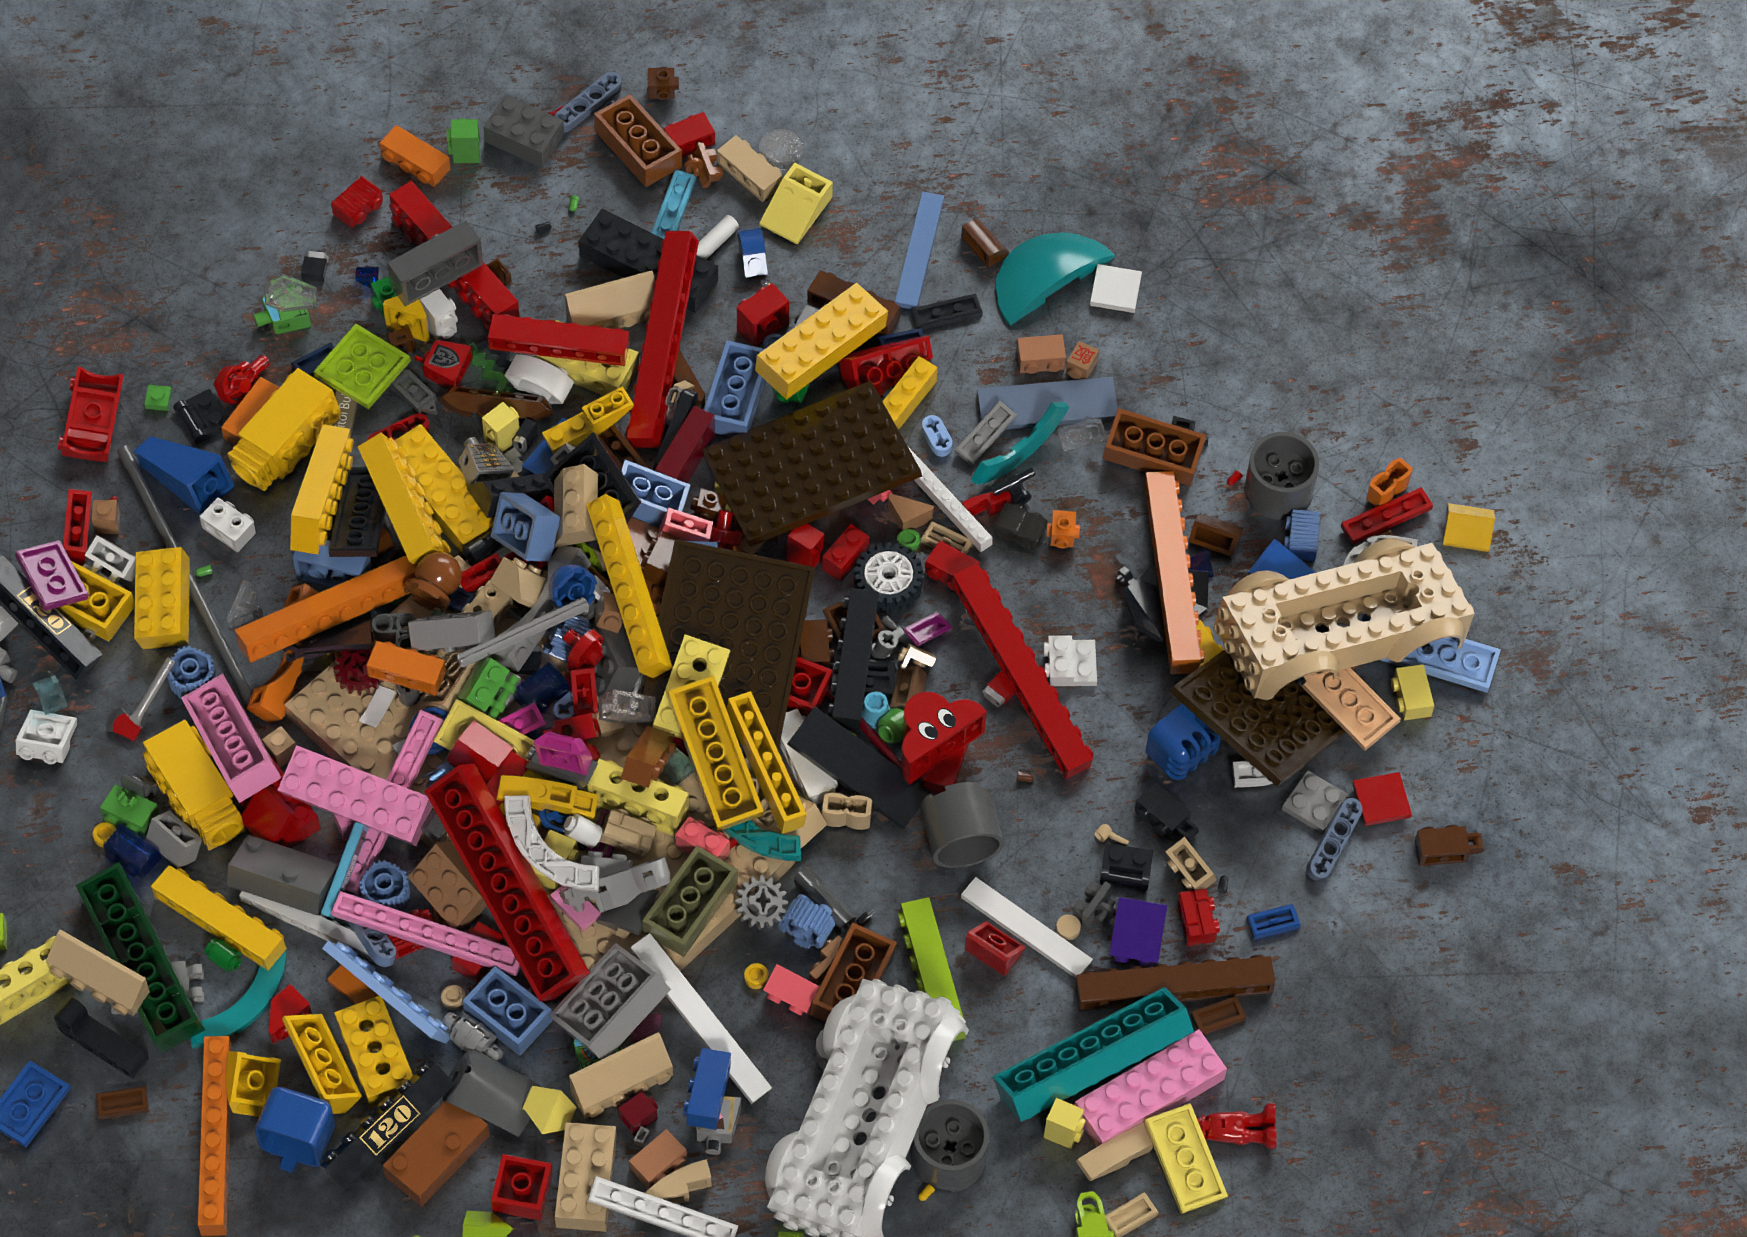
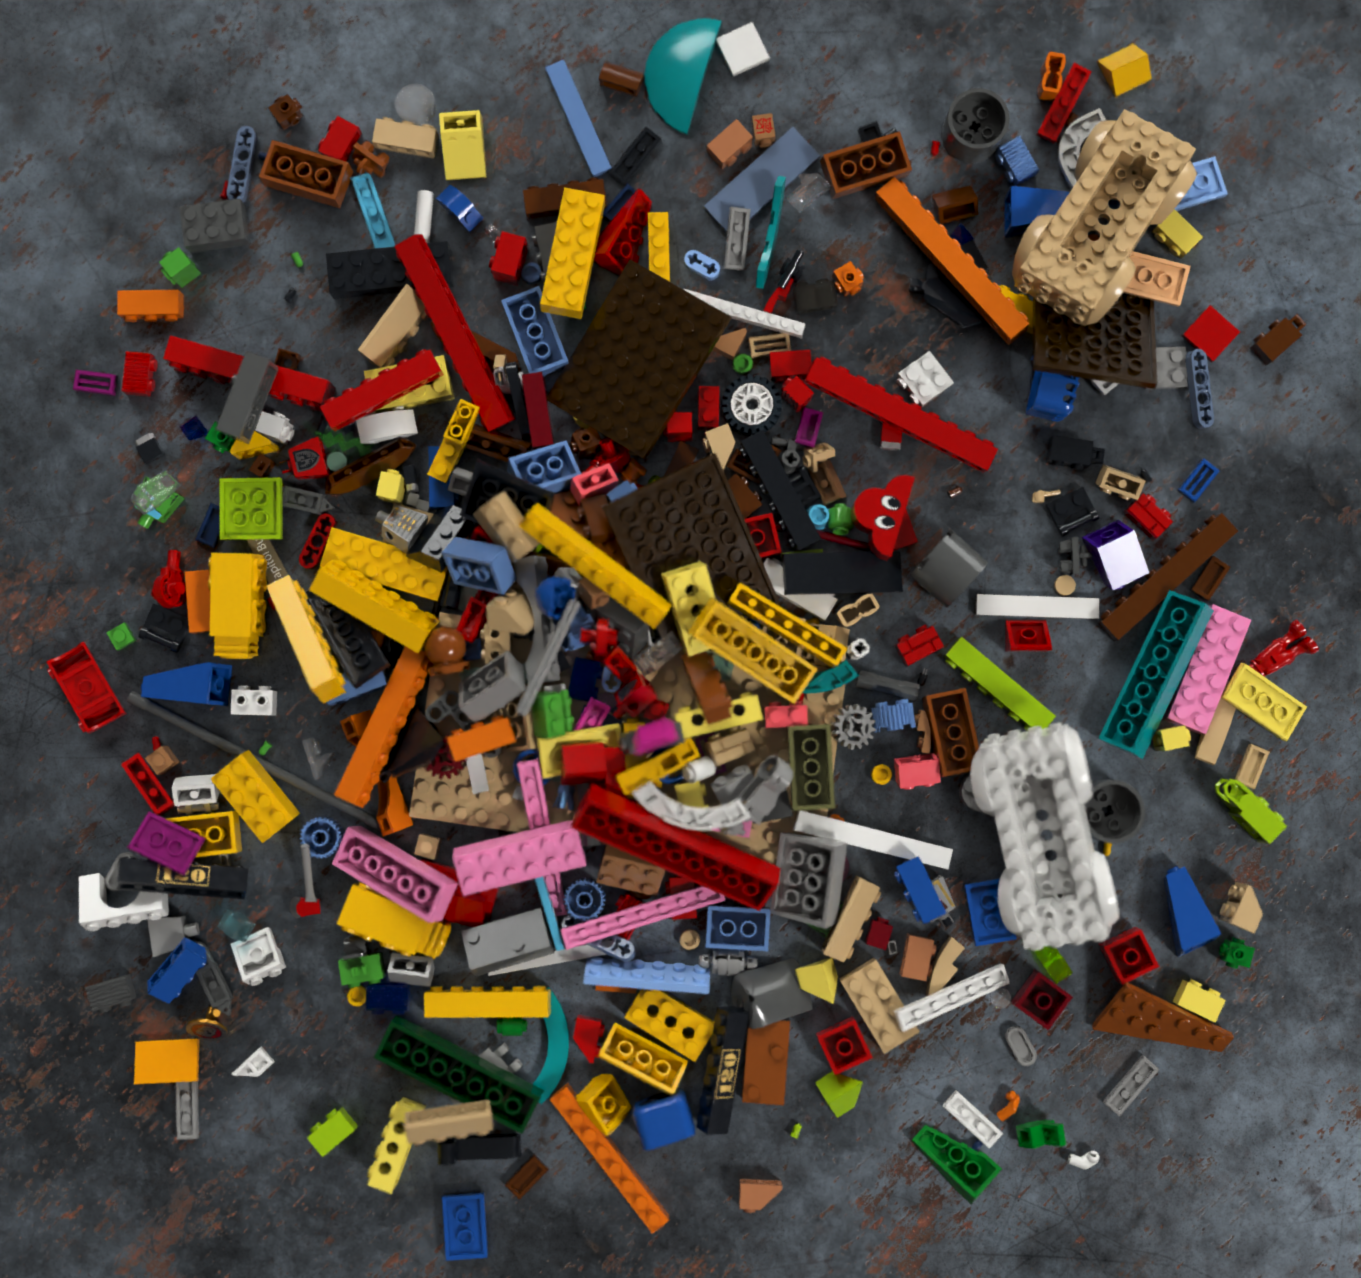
camera: 35 degrees left, 25 degrees up
(306, 191) = (112, 384): none -> magenta tile
(471, 380) = (336, 461): none -> sand green tile
(748, 1177) = (985, 913): none -> blue plate
(818, 836) = (862, 646): none -> white axle
(830, 586) = (720, 442): none -> tan slope
(883, 883) = (919, 645): none -> red brick
(937, 590) = (796, 393): none -> red brick

